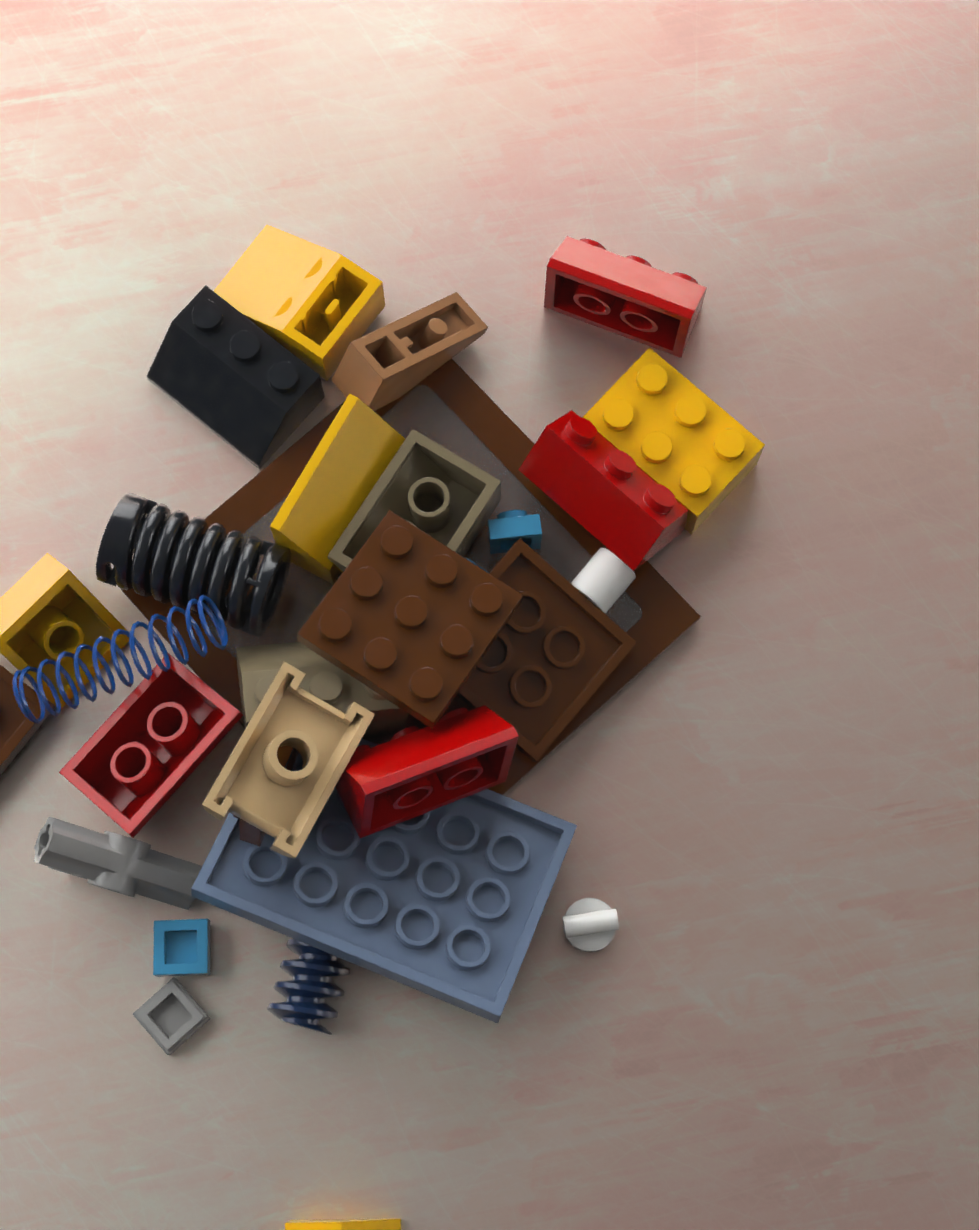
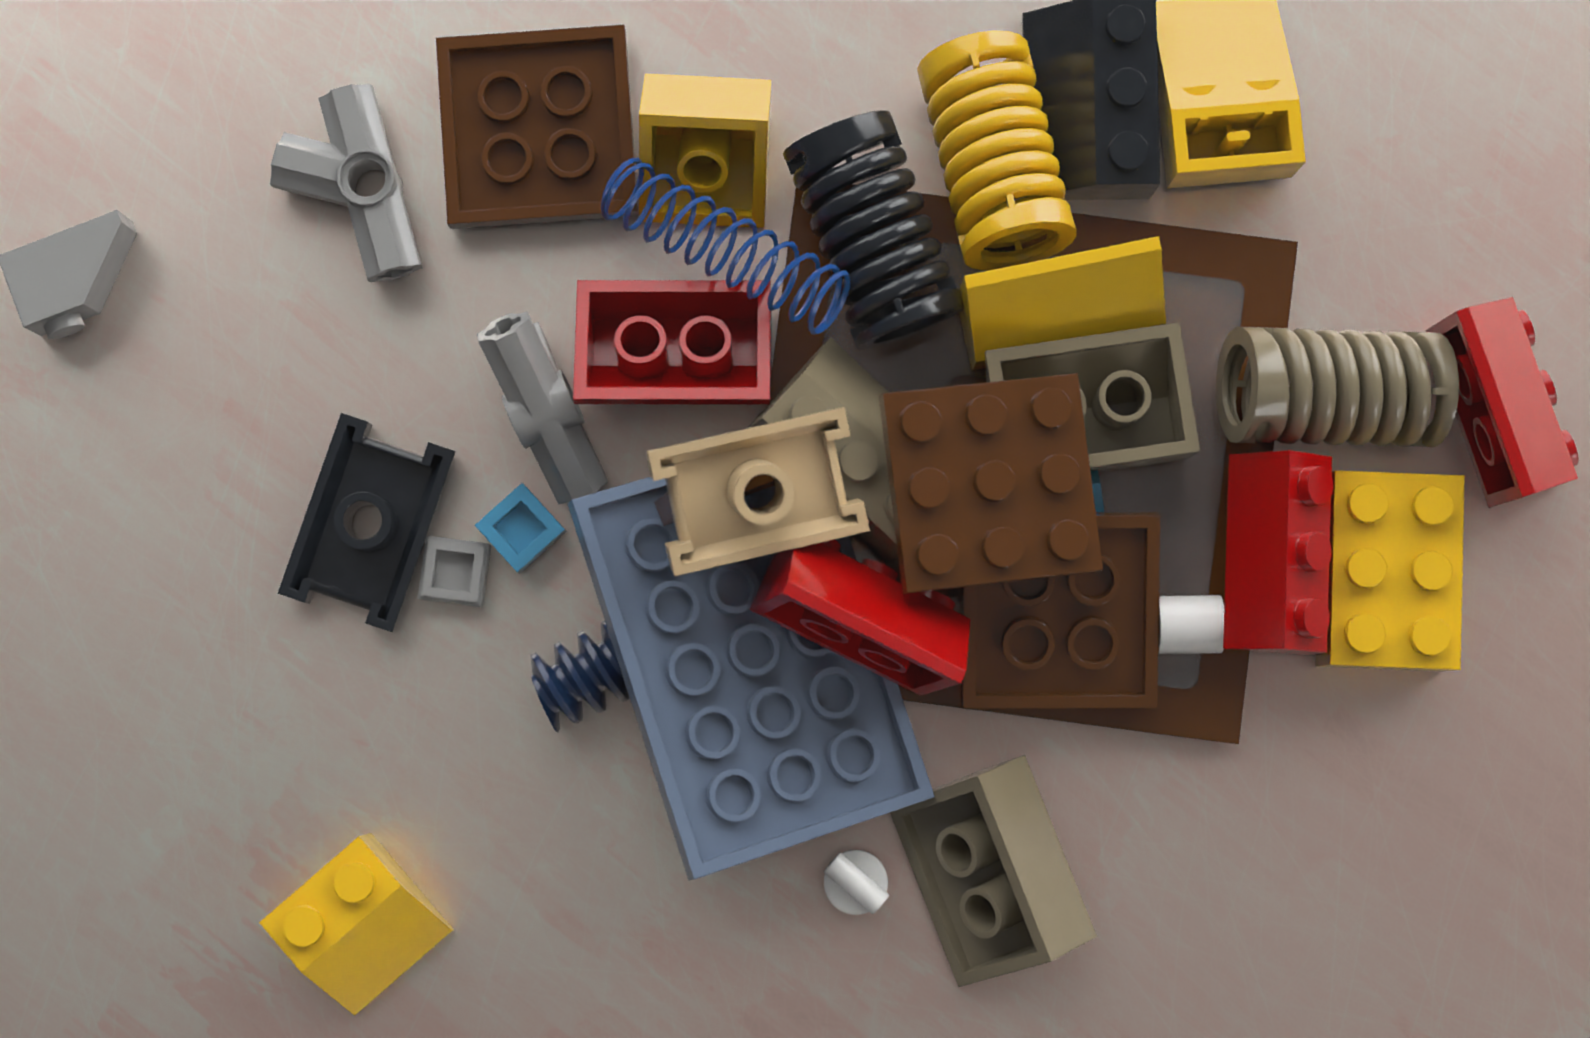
camera: 50 degrees right, 10 degrees up
(117, 1074) = (376, 569): none -> black piece
(210, 452) = (977, 195): none -> yellow piece
(407, 351) = (1258, 244): medium nougat slope -> none
(513, 526) = (1169, 498): dark azure plate -> none
(532, 376) = (1361, 392): none -> dark tan piece
(655, 832) = (994, 873): none -> dark tan slope

